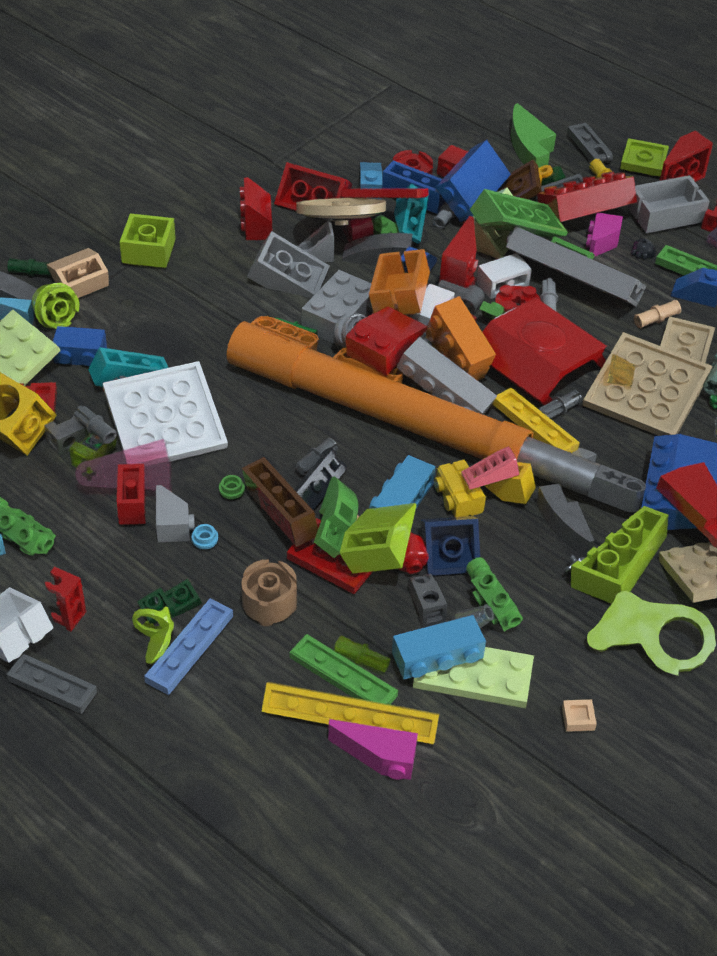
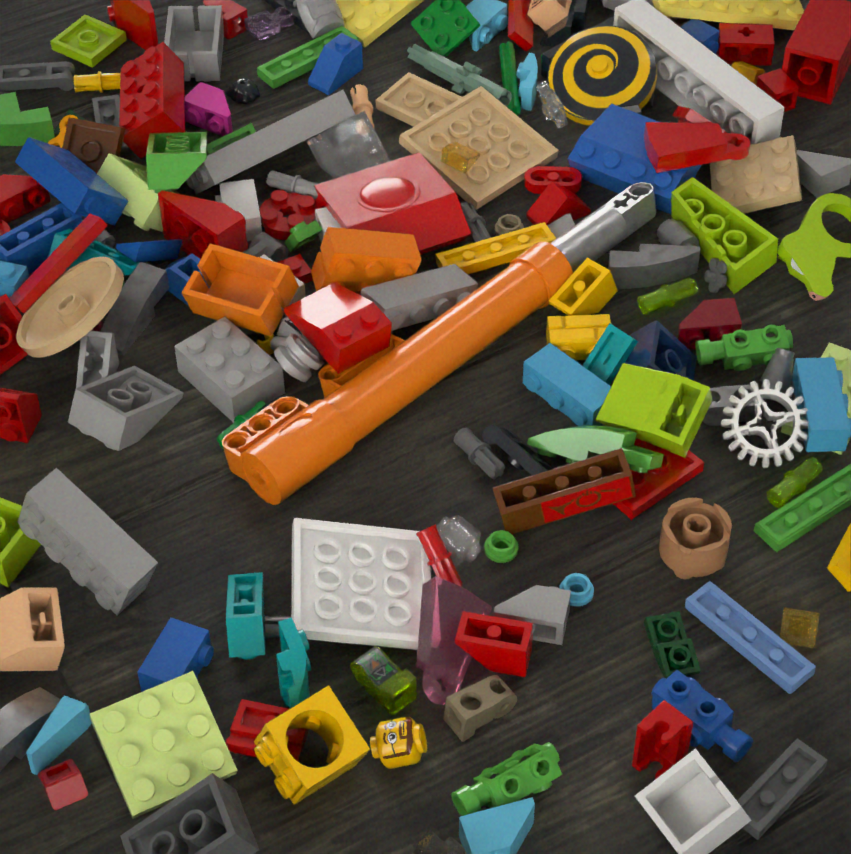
camera: 70 degrees left, 0 degrees up
(40, 466) = (399, 742): none -> yellow head
(55, 305) = (83, 671): lime cone -> none
(65, 434) = (346, 690): flat silver leg -> none
(79, 391) = (293, 663): none -> teal slope
(82, 500) = (478, 706): none -> dark tan leg
(95, 424) = (362, 655): dark grey axle -> none
(105, 626) = (710, 715): none -> blue brick
(140, 269) = (86, 542): none -> light grey brick
(159, 635) = (734, 664): lime piece -> none
(200, 450) = (438, 555): none -> red axle
(214, 679) = (799, 627): none -> clear yellow slope
(225, 458) = (460, 538): none -> clear head
(406, 598) = (757, 396): none -> white gear
(432, 237) = (151, 250): none -> blue slope
(438, 505) = (610, 353): none -> teal plate
(492, 469) = (585, 271): coral slope -> none
(513, 569) = (710, 322): none -> dark red slope
(538, 537) = (667, 295): none -> clear neon green axle
(570, 425) = (508, 223): none -> dark tan plate
(602, 314) = (348, 147): none -> clear slope
(604, 527) = (676, 233): none -> flat silver brick
(611, 451) = (555, 203): none -> red slope
(638, 440) = (539, 177): none -> red plate

